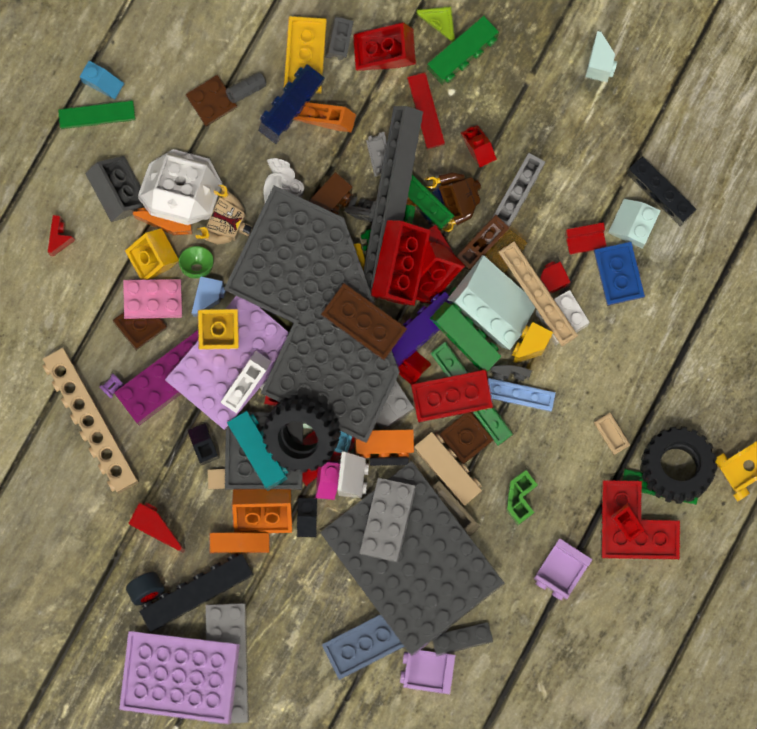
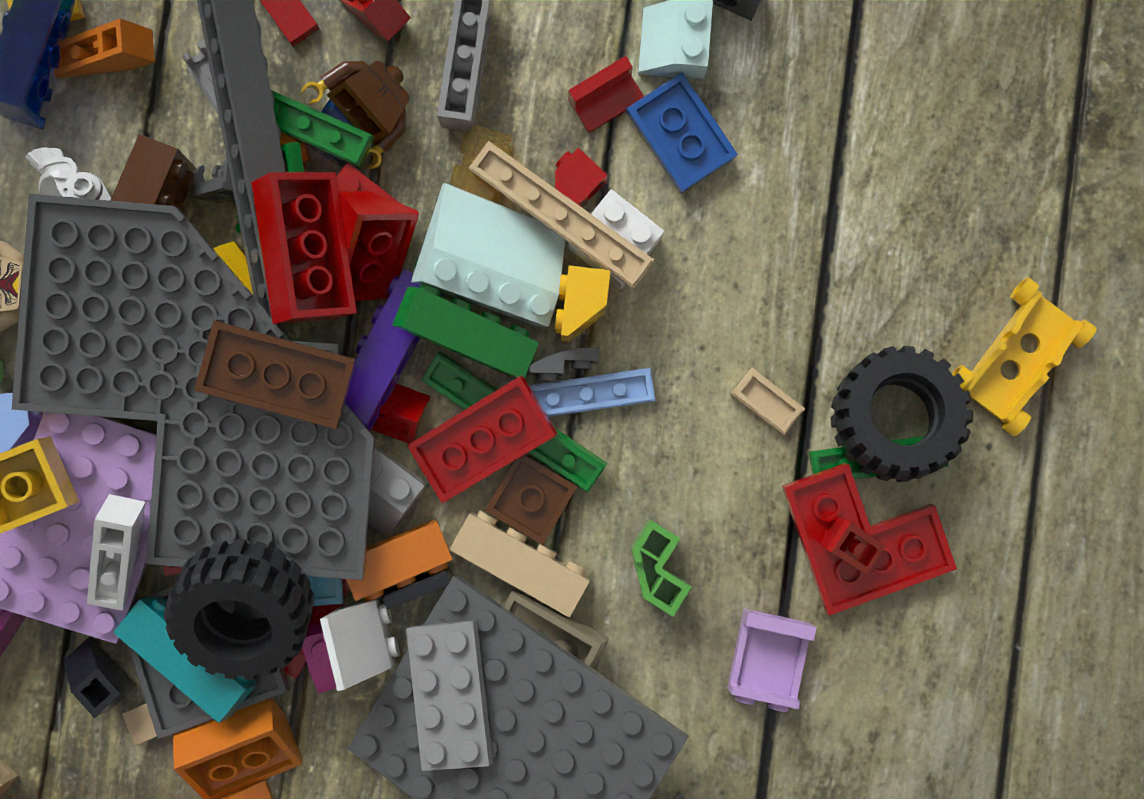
camera: 20 degrees left, 5 degrees up
(307, 517) = (317, 730): black slope -> none
(482, 242) = (436, 161): reddish brown slope -> none

